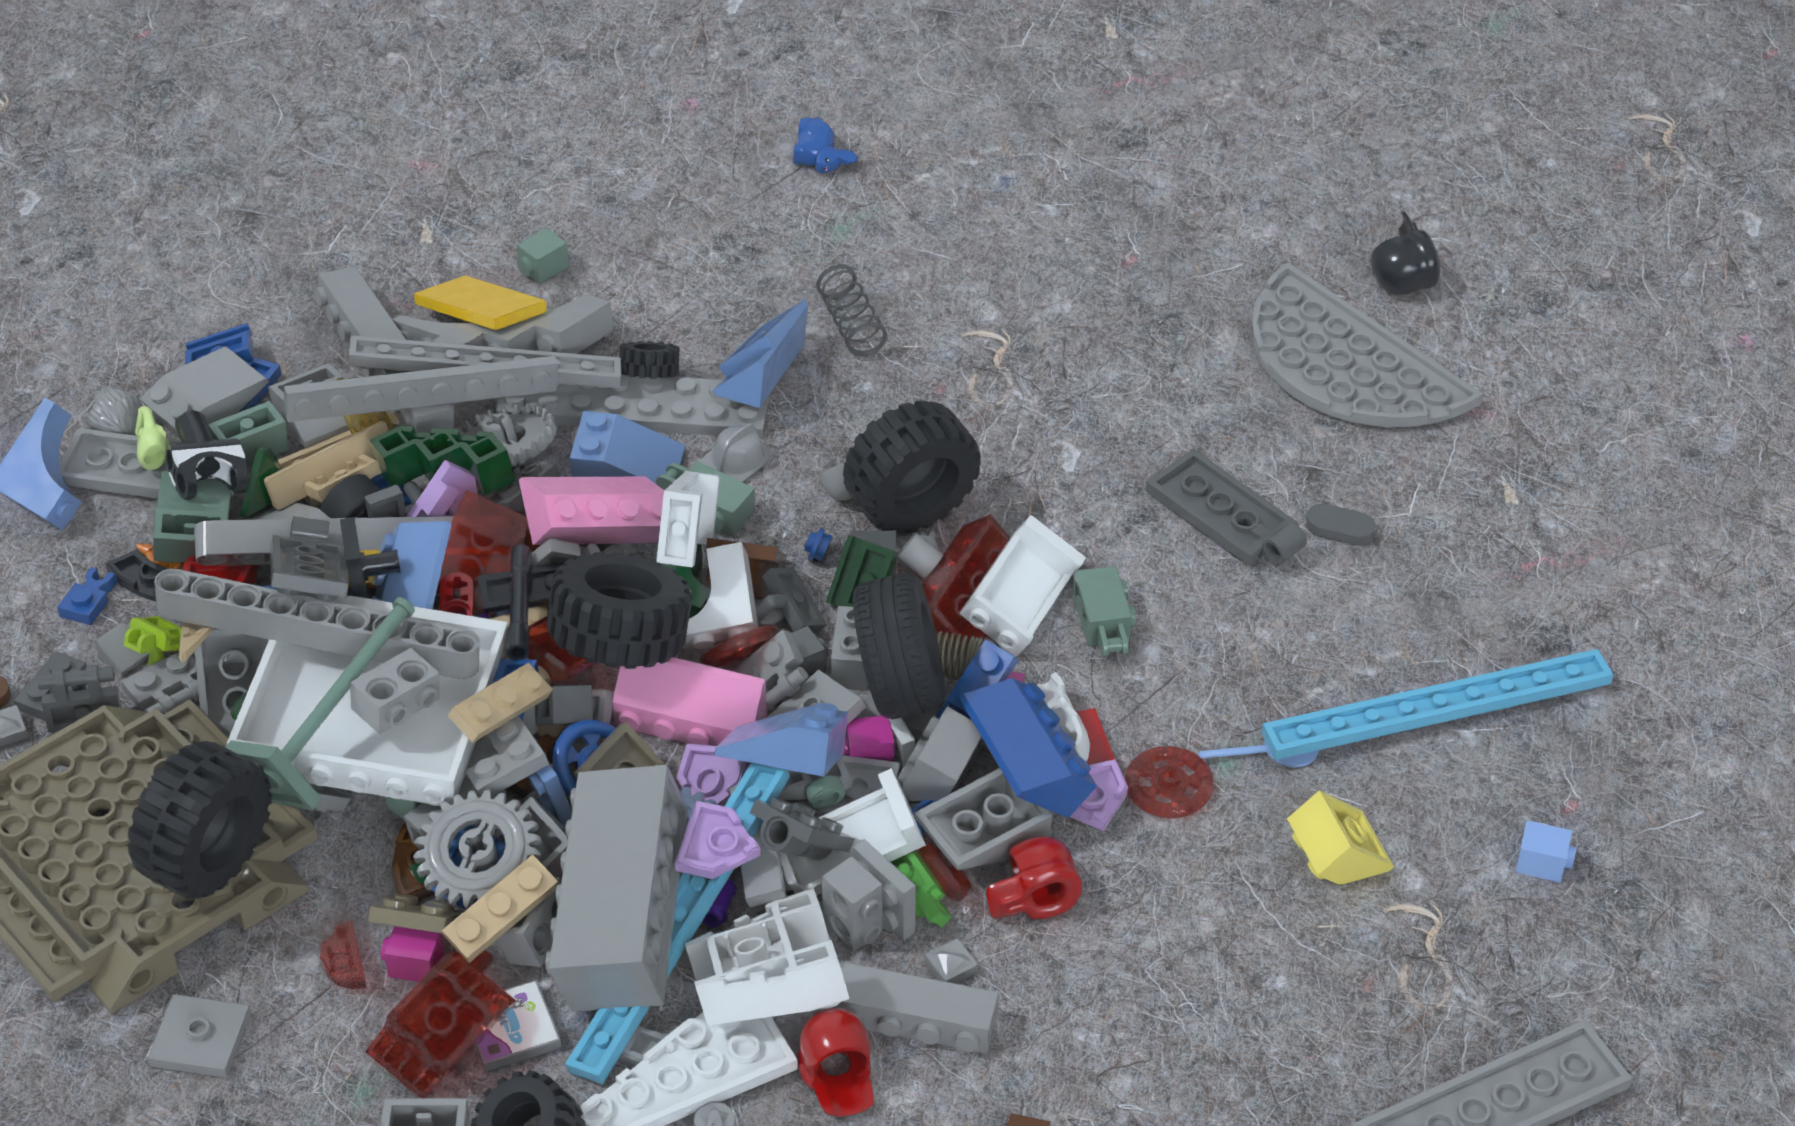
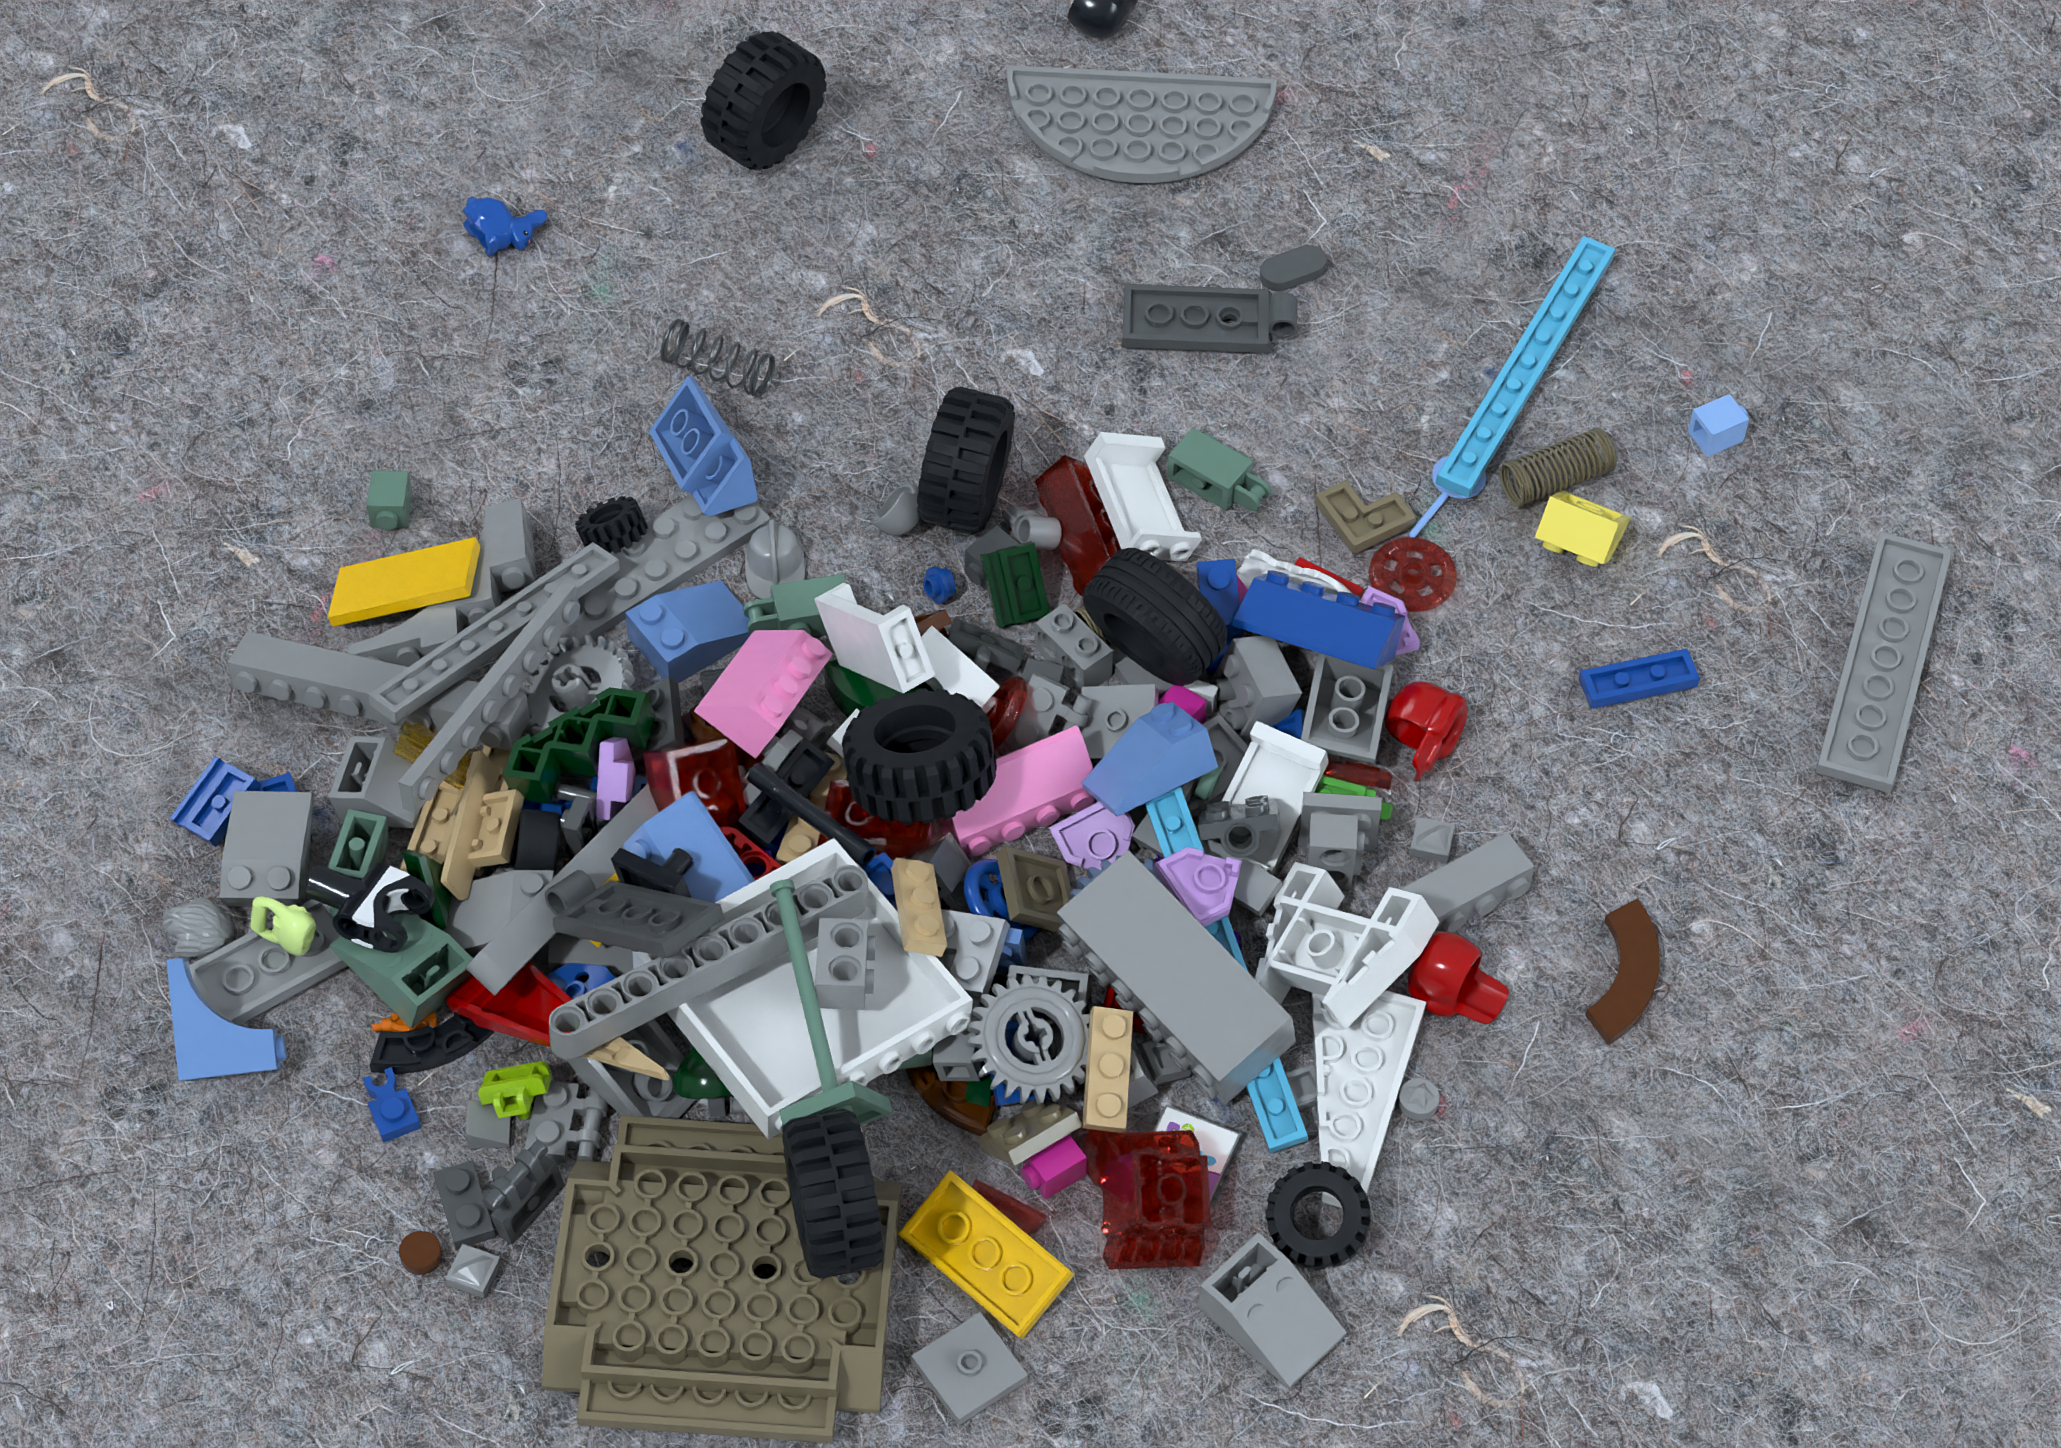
camera: 45 degrees left, 10 degrees up
(296, 972) = (986, 1254): none -> yellow tile
(1059, 137) = (763, 100): none -> black tyre
(1171, 720) = (1360, 523): none -> dark tan plate
(1250, 976) = (1638, 678): none -> blue plate
(1415, 802) = (1522, 478): none -> dark tan piece

